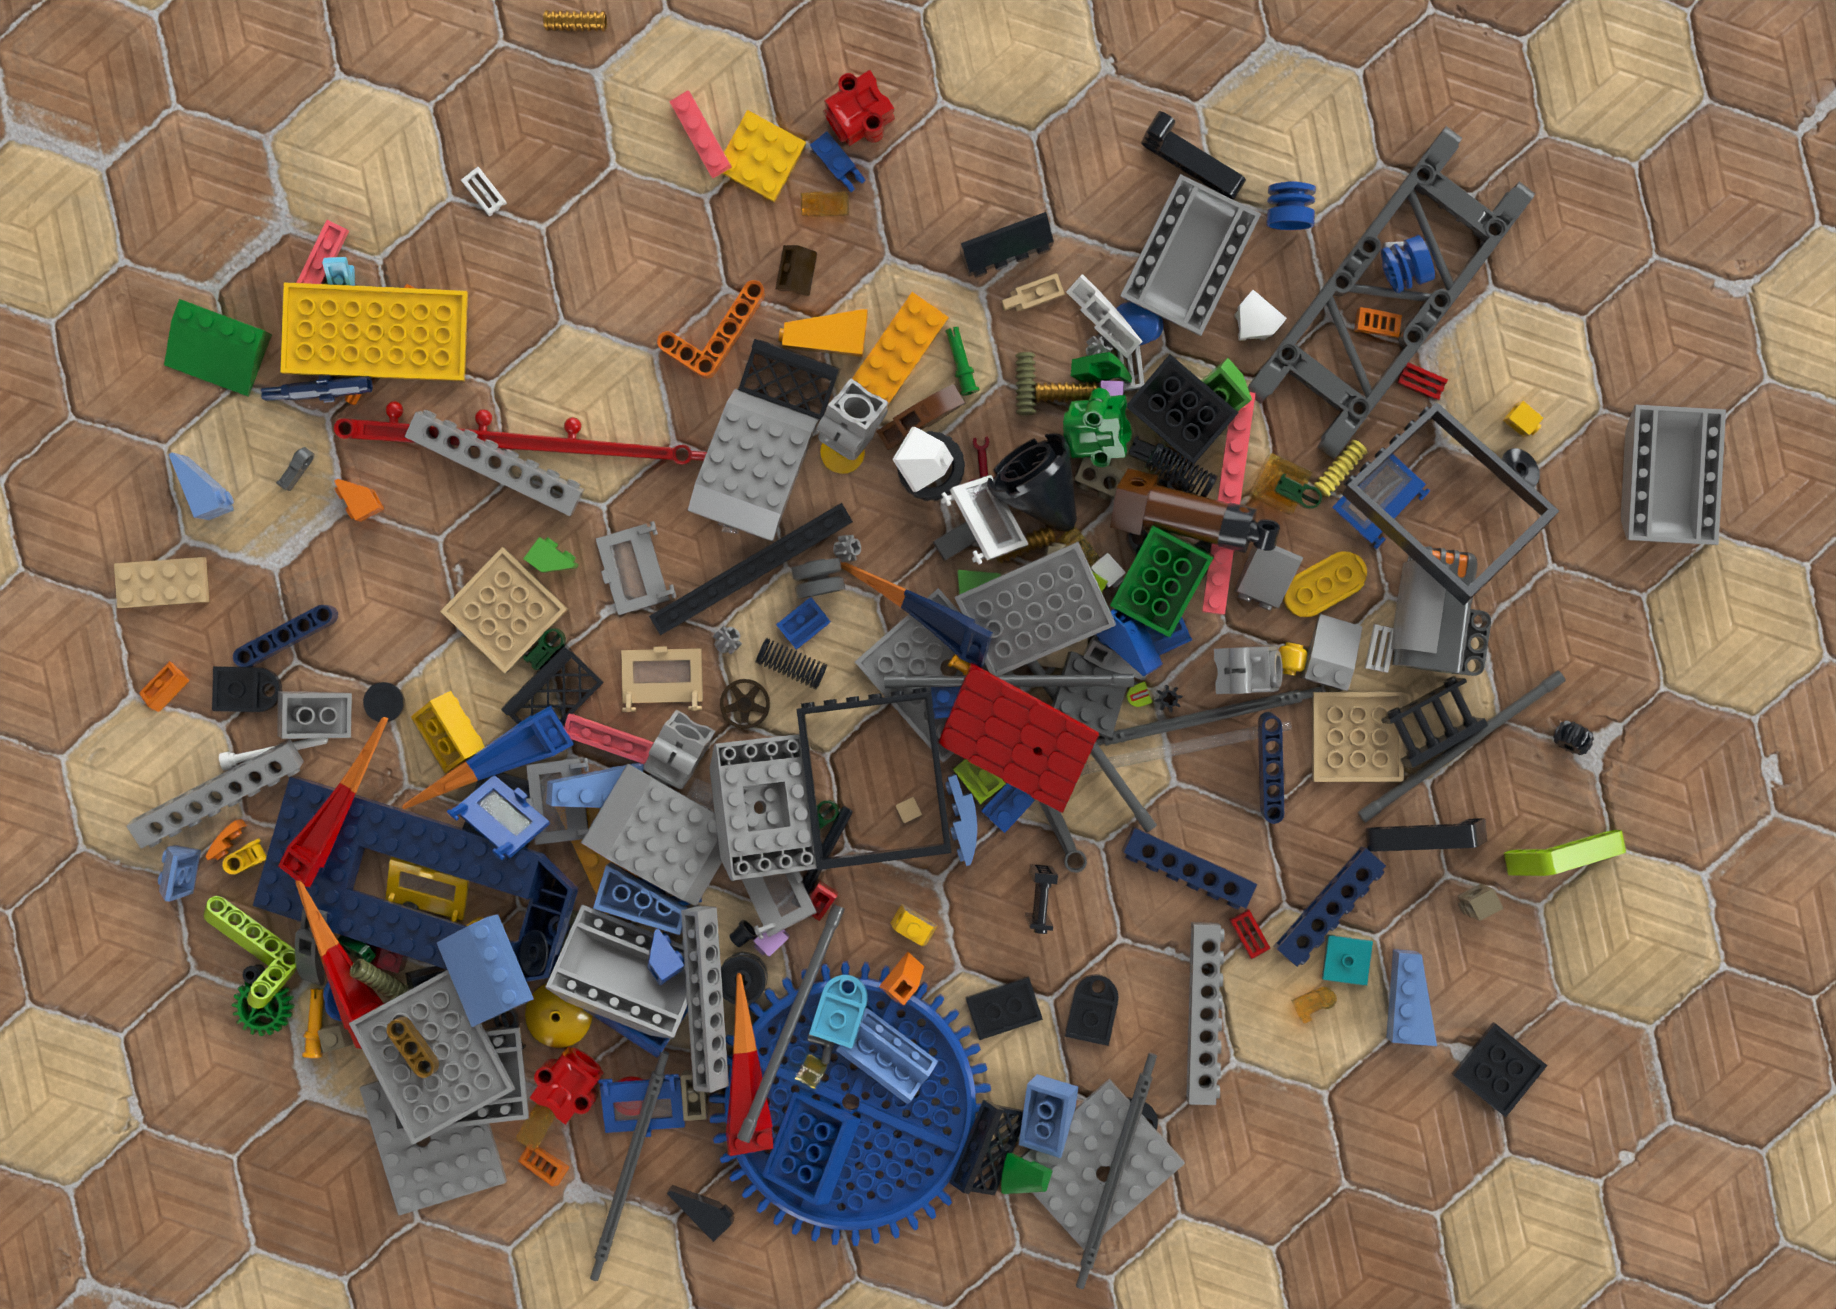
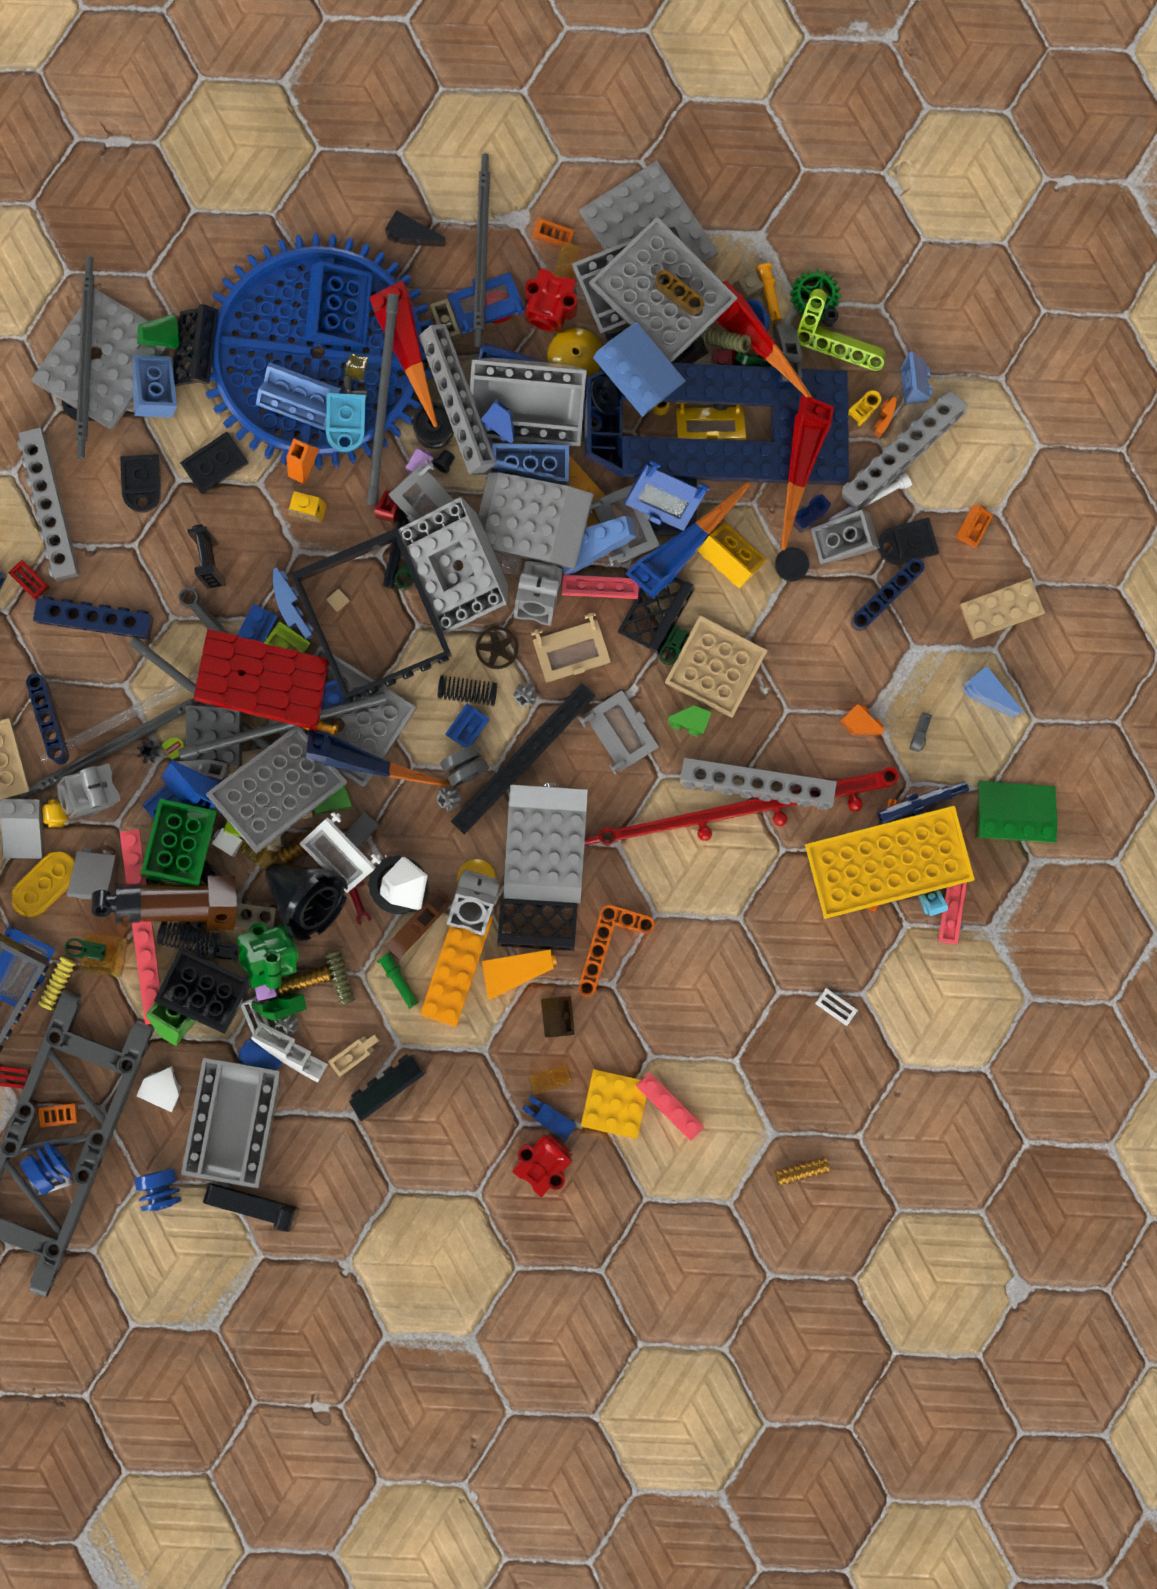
camera: 160 degrees right, 5 degrees down
(338, 756) = (814, 511): none -> clear blue brick

